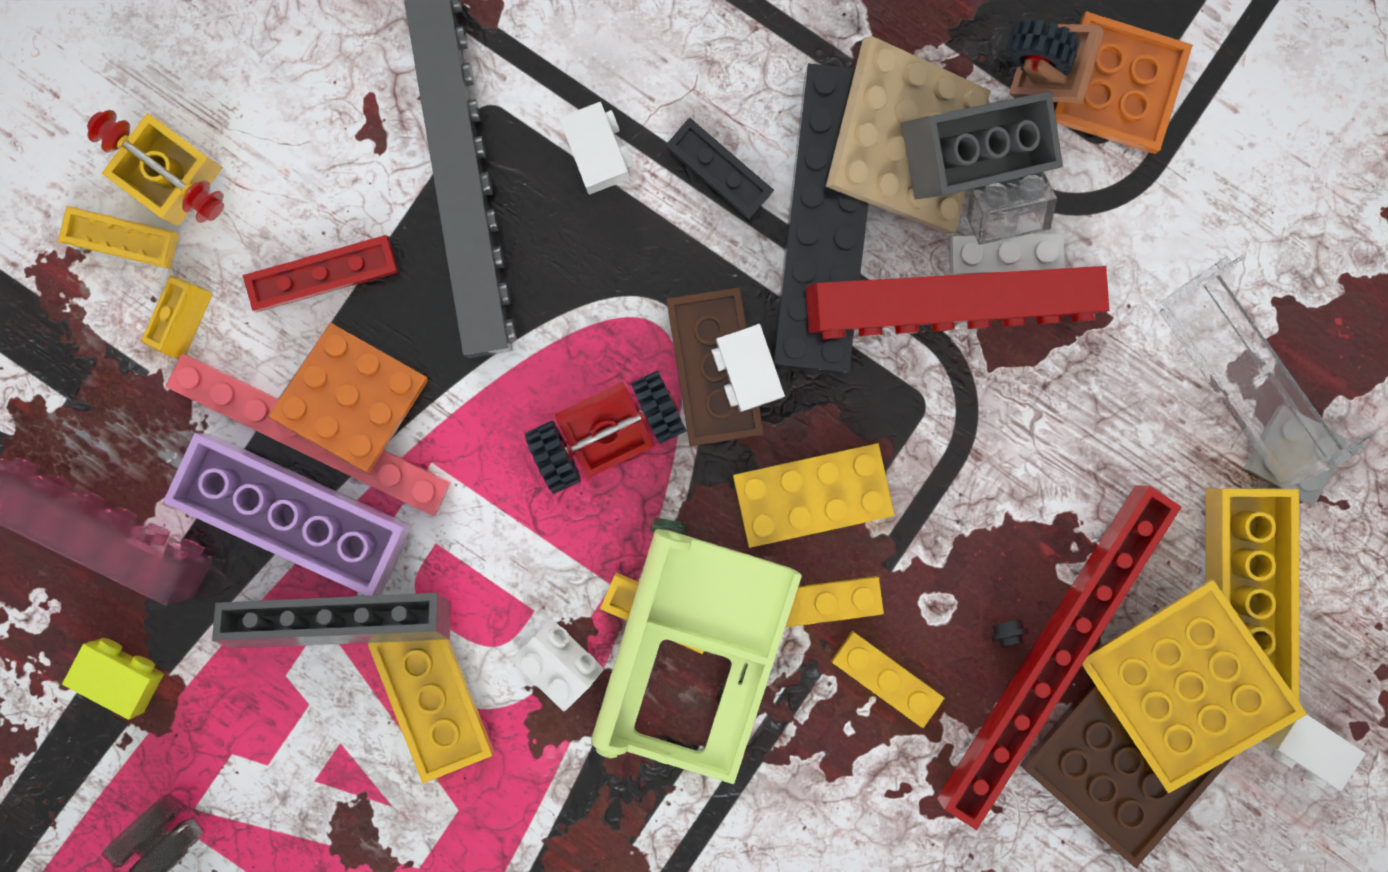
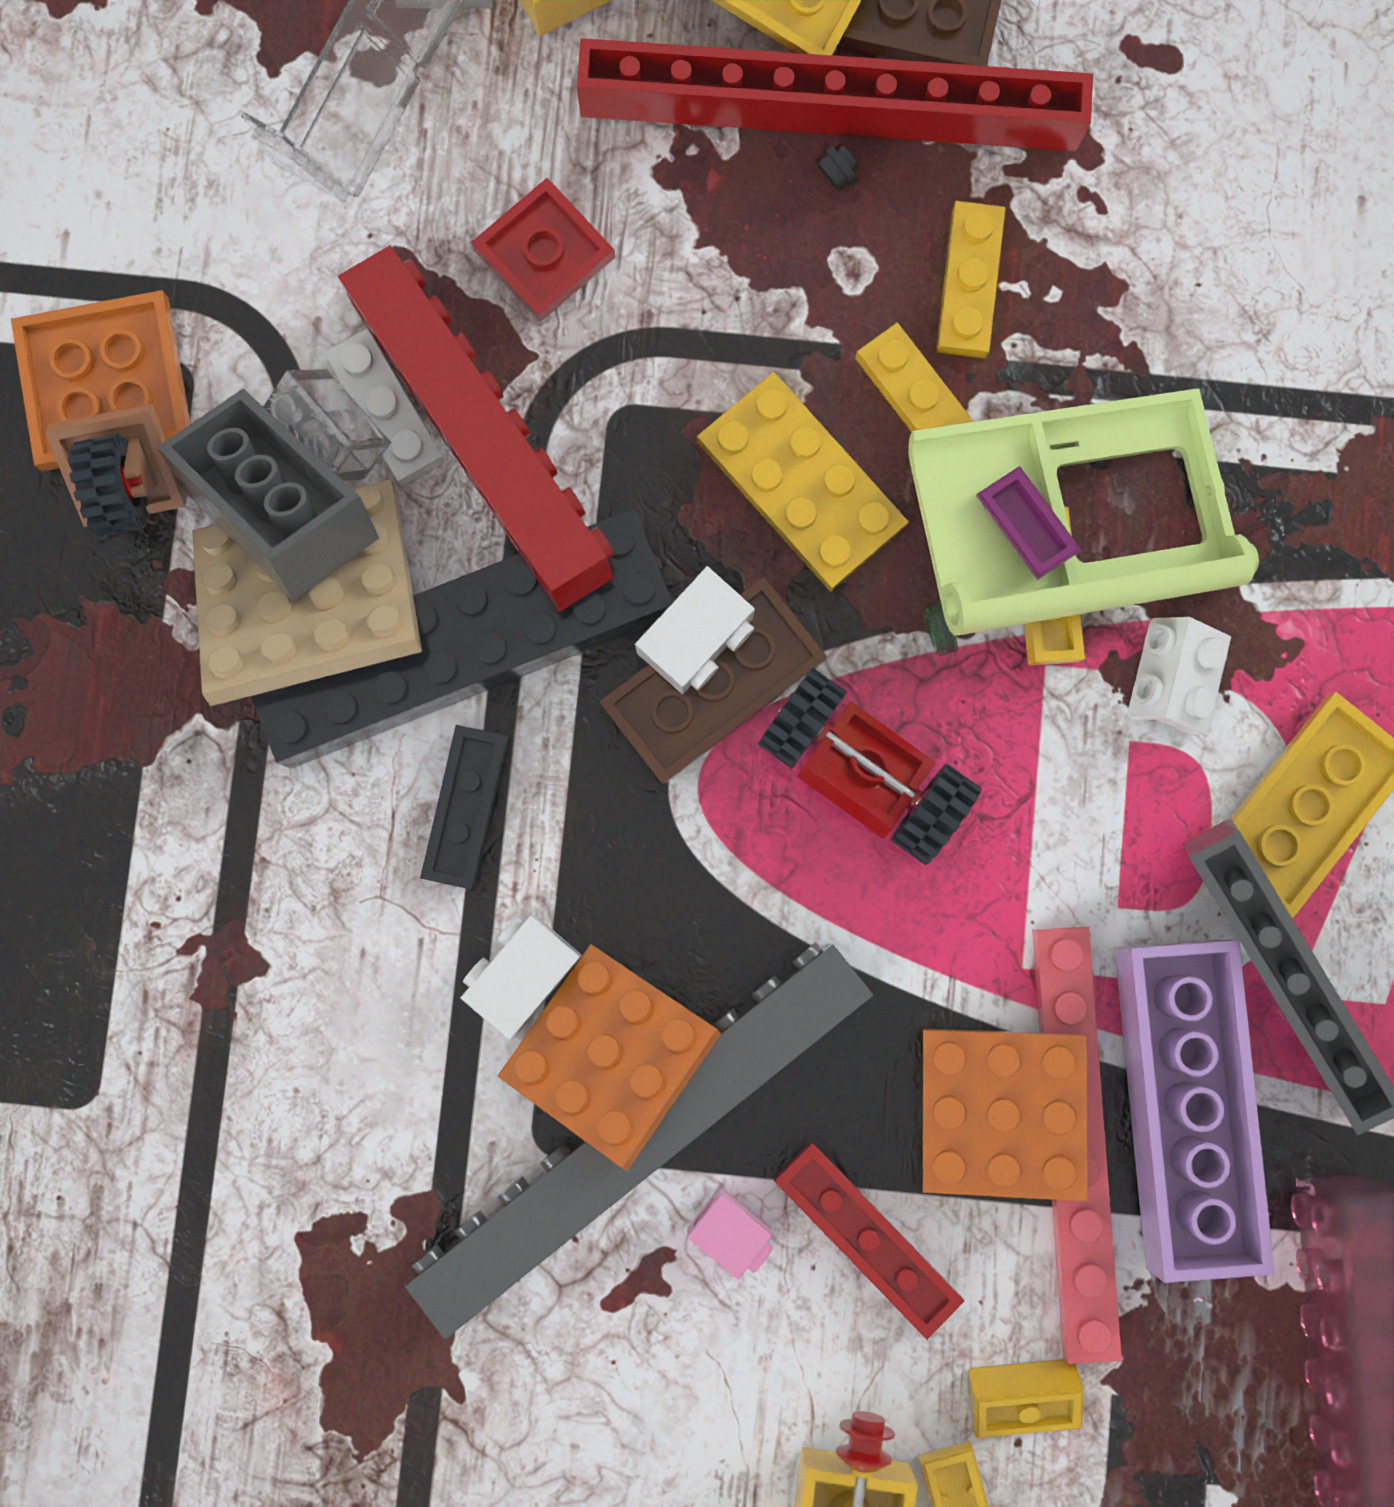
camera: 125 degrees left, 5 degrees down
(369, 191) = (731, 1234): none -> bright pink brick
(515, 173) = (609, 1056): none -> orange plate
(702, 617) = (1028, 522): none -> magenta tile
(1056, 411) = (543, 249): none -> red plate

